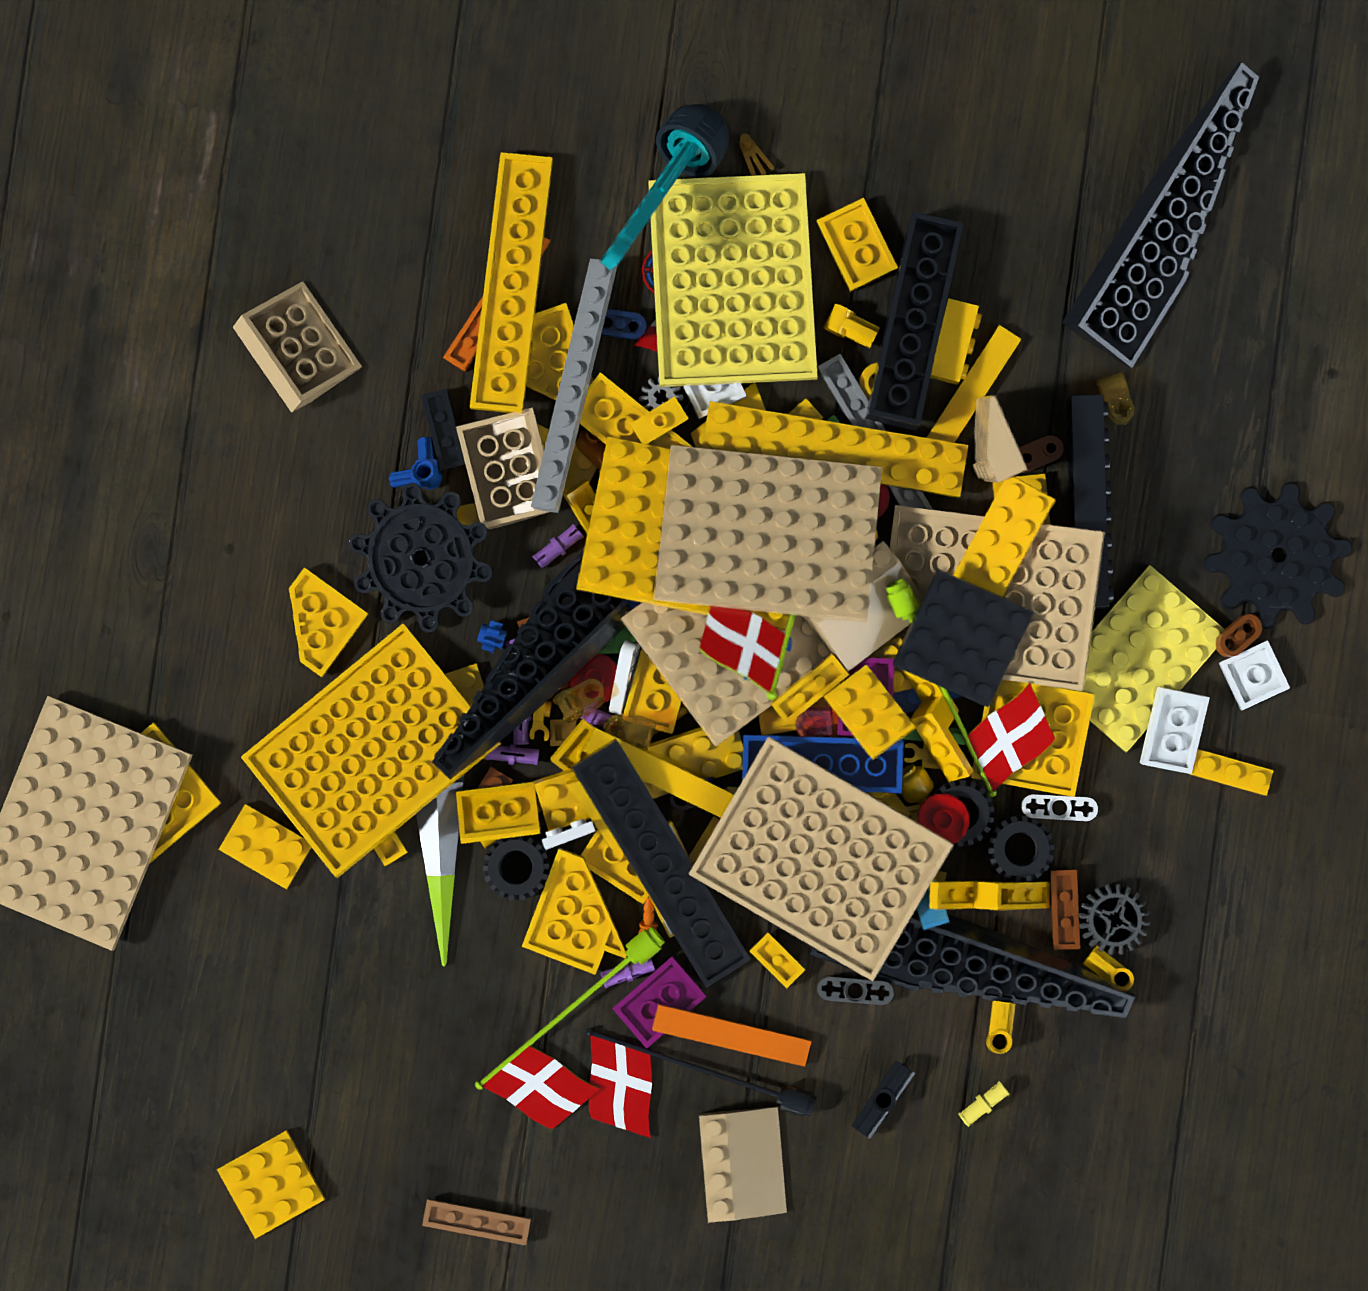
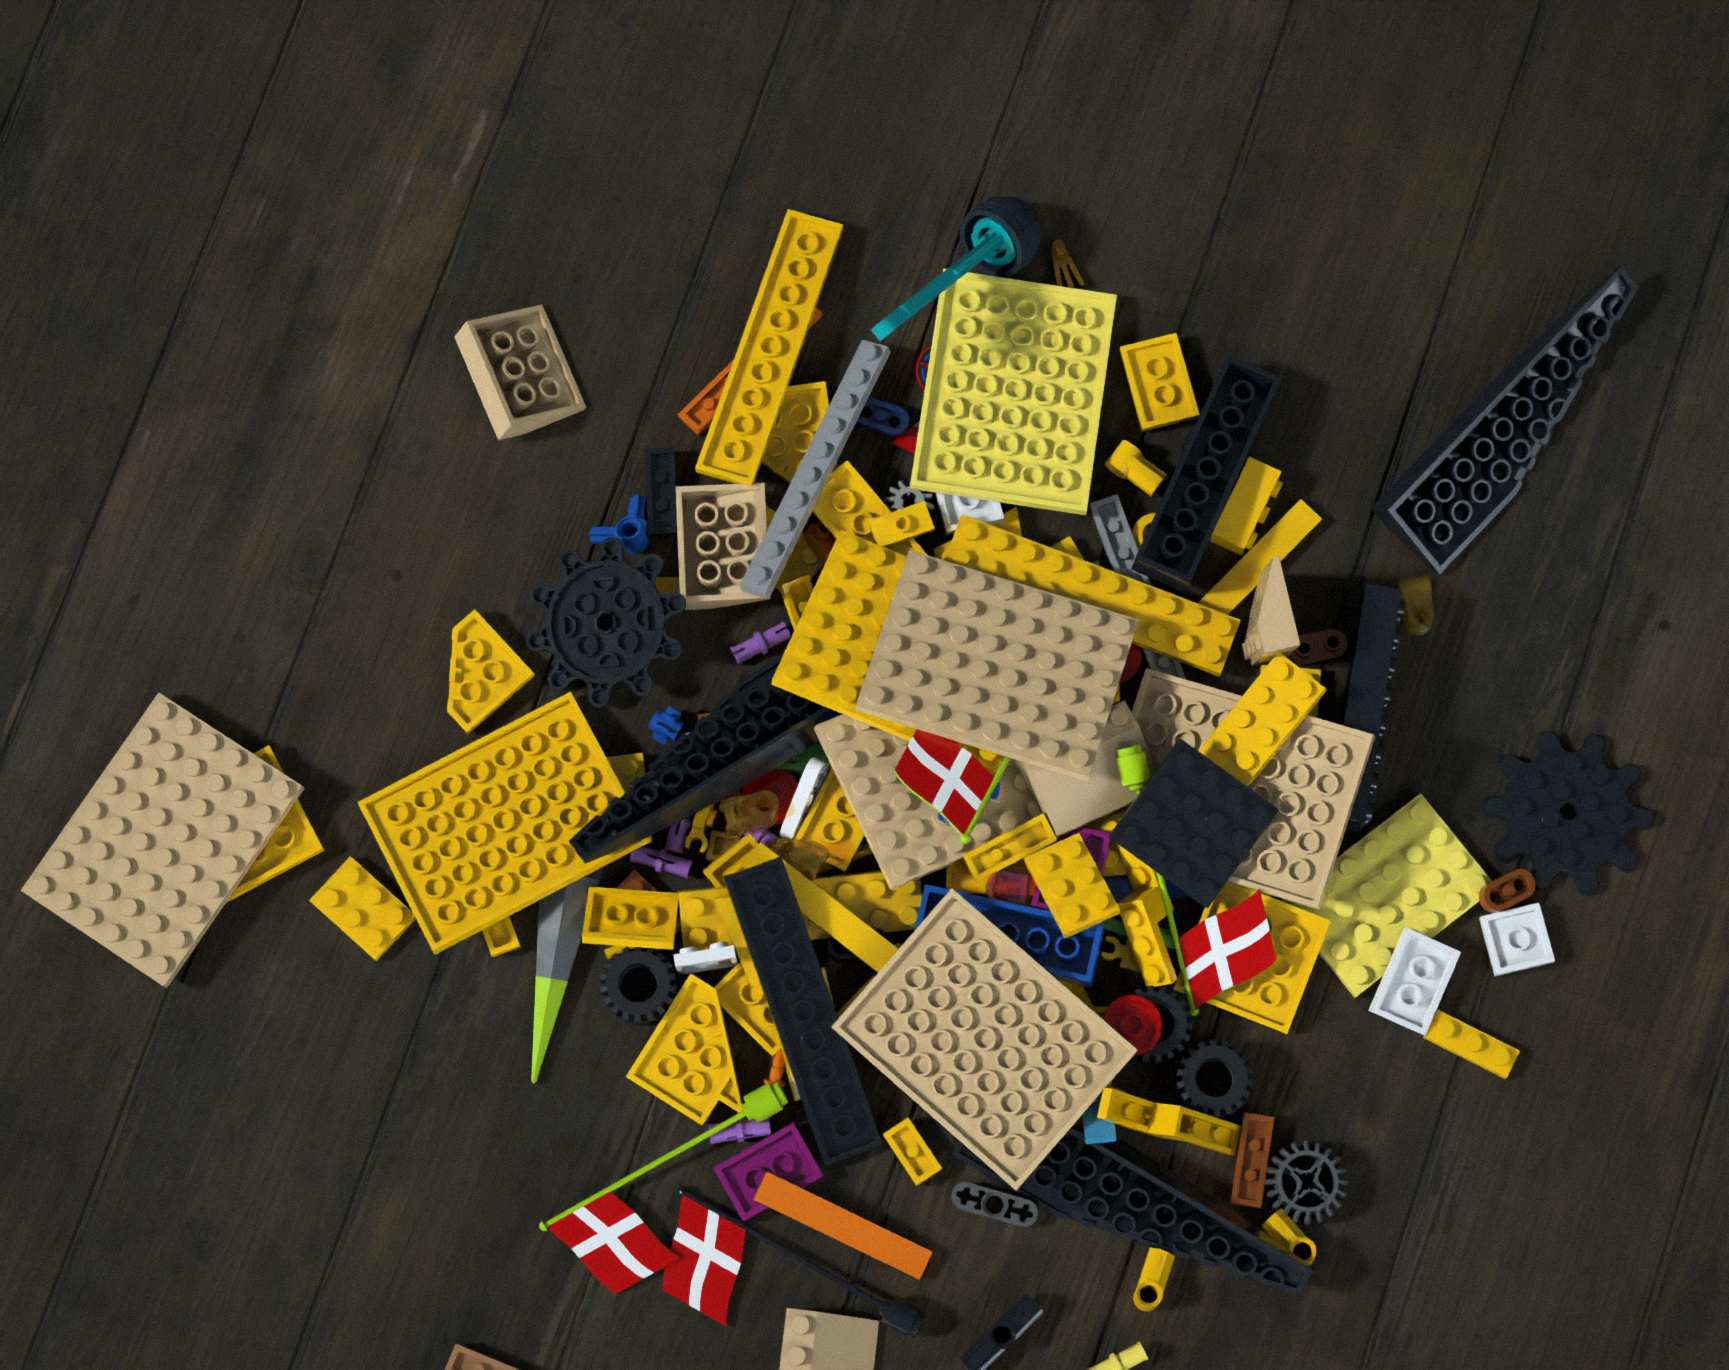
camera: 10 degrees right, 10 degrees down
(271, 1184) = (282, 1291): yellow plate -> none
(916, 784) = (1109, 983): yellow head -> none
(1078, 816) = (1277, 1036): white beam -> none

